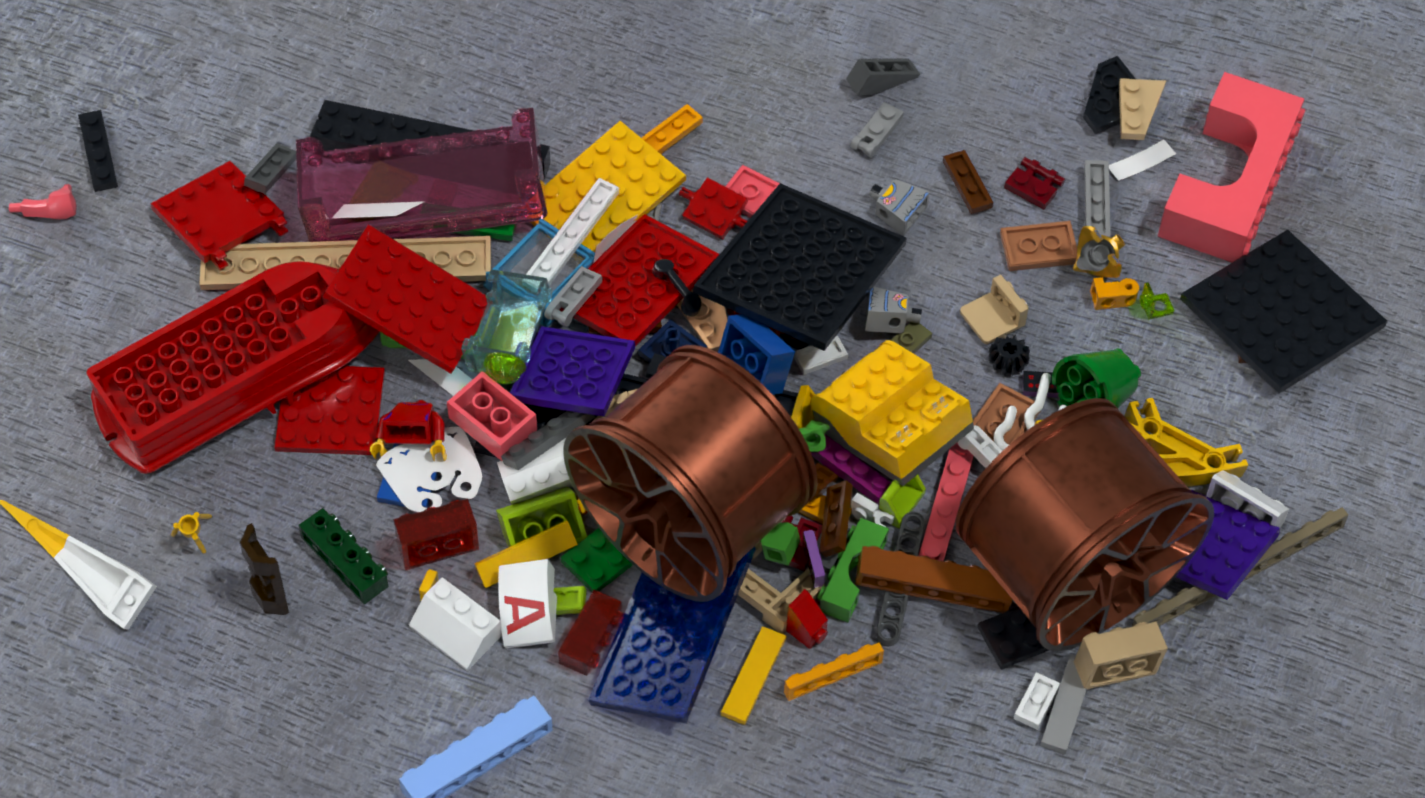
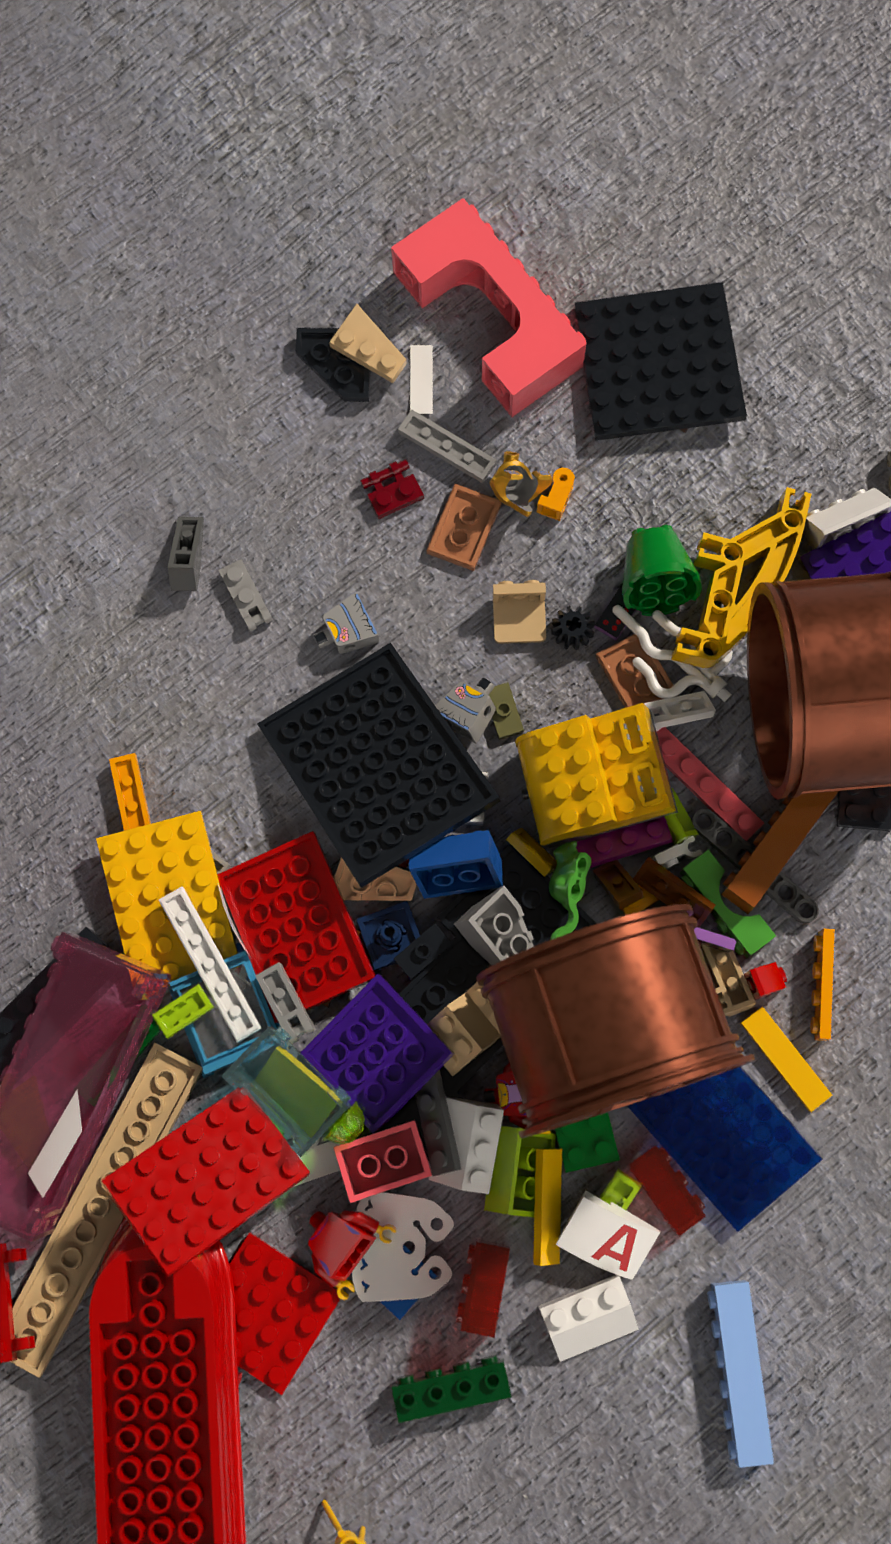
camera: 55 degrees left, 20 degrees up
(266, 577) = (450, 1502): dark brown piece -> none
(428, 582) = (532, 1322): yellow tile -> none
(524, 233) = (183, 1011): none -> lime plate
(664, 270) = (305, 894): black bar -> none
(714, 208) = (249, 802): red plate -> none
(753, 187) = (247, 757): coral tile -> none
(967, 182) = (357, 548): reddish brown plate -> none
(1148, 303) = (585, 469): clear neon green bracket -> none

